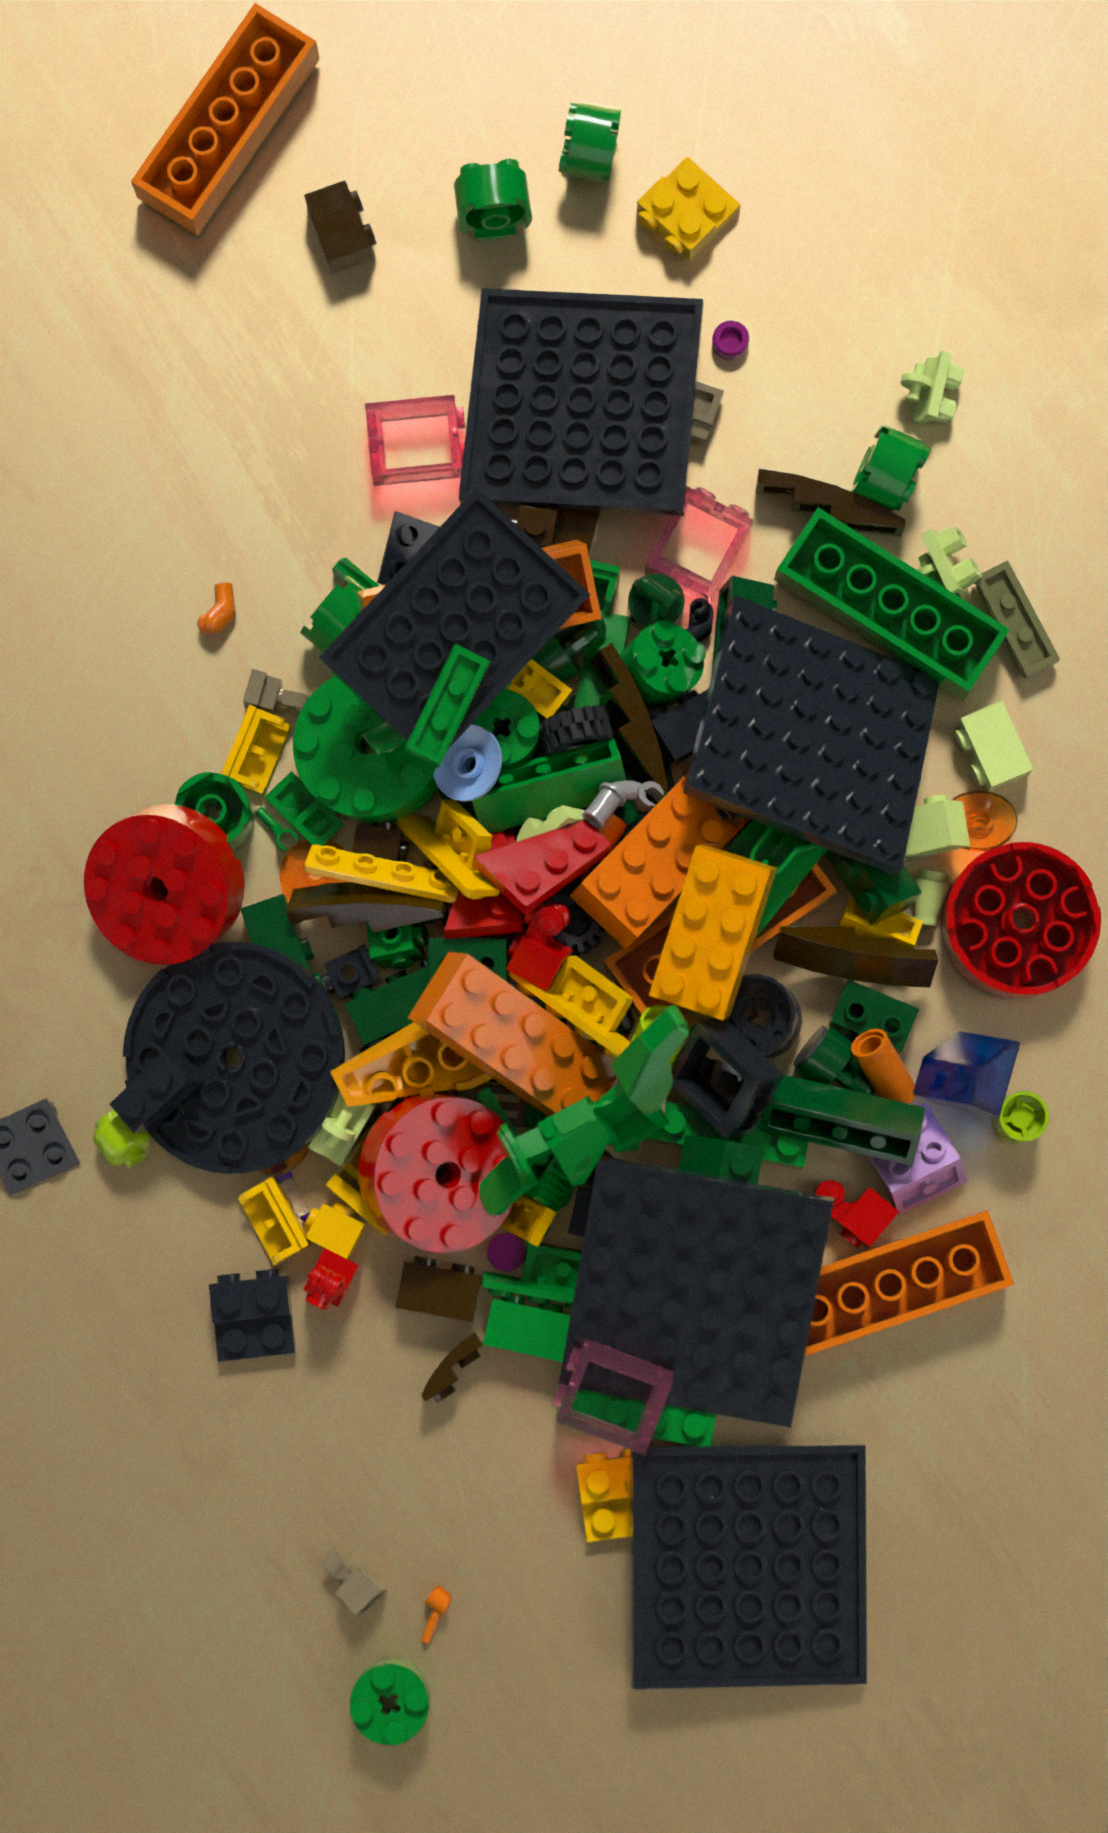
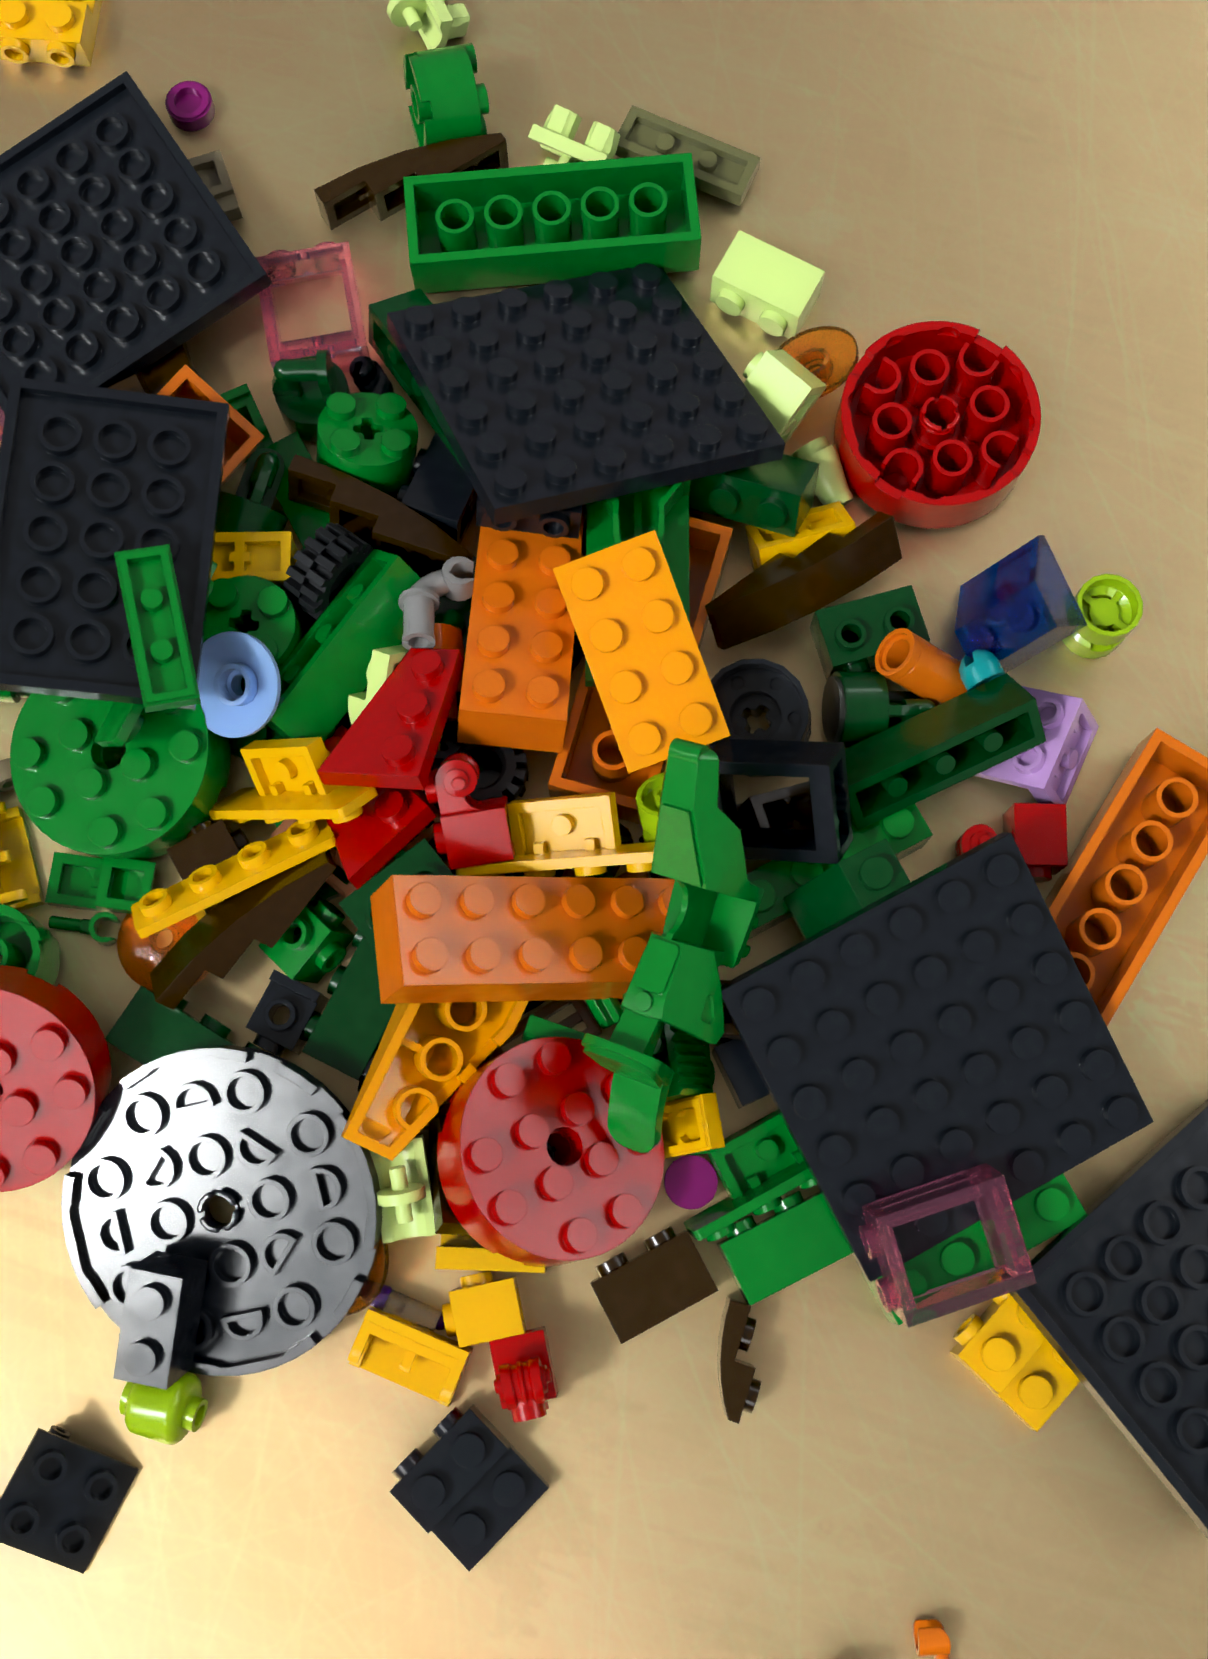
camera: 40 degrees left, 5 degrees down
(912, 1092) = (980, 670): none -> teal hinge

